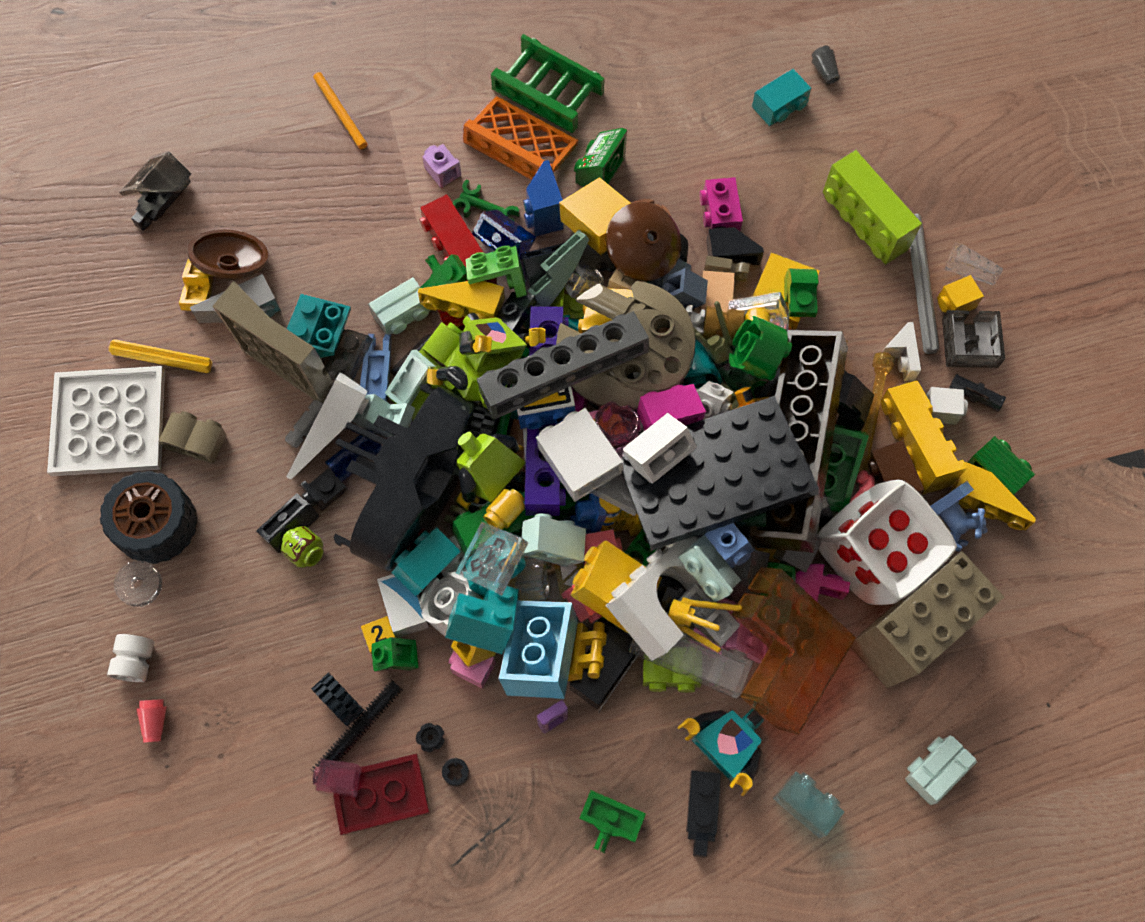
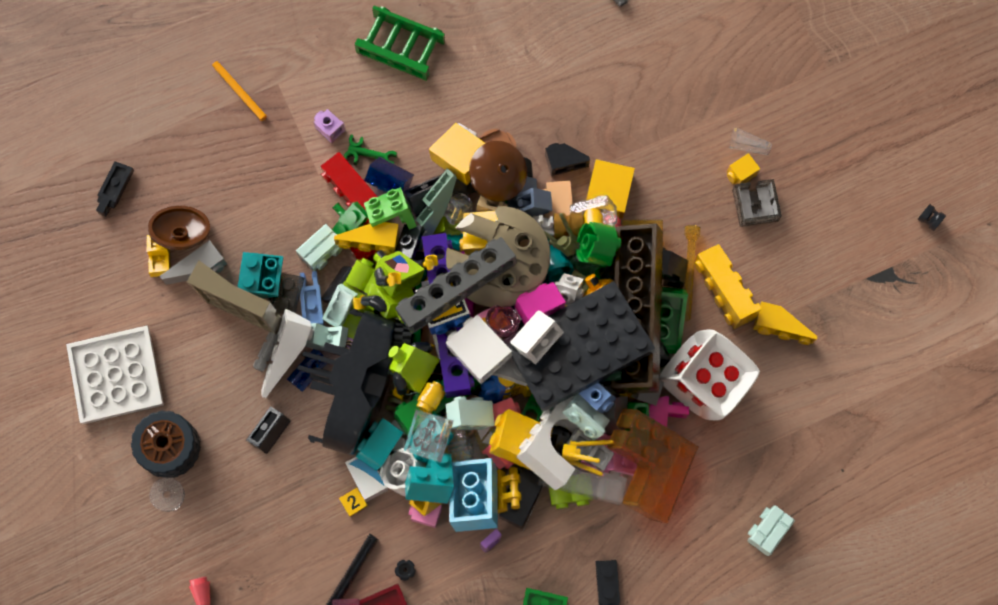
camera: 10 degrees left, 5 degrees up
(130, 658) = (176, 550): white wheel -> none
(158, 176) = (109, 174): clear smoke slope -> none
(160, 356) = (143, 317): yellow axle -> none
(193, 437) = (183, 377): dark tan brick -> none
(302, 547) = (284, 447): lime head -> none
(323, 489) = (290, 400): black bracket -> none
(337, 699) = (334, 554): black wheel -> none
(394, 654) = (368, 515): green bracket -> none
(464, 771) = (421, 592): black bush -> none
(509, 151) = (382, 108): orange fence -> none
(542, 202) = (415, 146): blue slope -> none
(602, 157) = (453, 102): green slope -> none
(718, 264) = (563, 175): dark tan plate -> none
(721, 203) = (552, 124): dark pink brick -> none
(729, 743) = (619, 537): torso -> none
(781, 97) = (585, 26): teal brick -> none
(801, 292) = (623, 191): green brick -> none
(808, 804) = (681, 571): clear light blue brick -> none
(865, 483) = (691, 327): coral arm -> none
(871, 207) = (666, 110): lime brick -> none
(894, 463) = (711, 315): reddish brown brick -> none
(905, 349) = (707, 217): white slope -> none
(924, 292) = (713, 162): light grey axle -> none
(926, 621) = (746, 428): dark tan window -> none
(947, 404) = (743, 258): white brick -> none
(955, 517) = (759, 345): medium blue piece -> none
(993, 401) = (765, 244): black pin -> none
(1004, 464) = (789, 298): green brick -> none

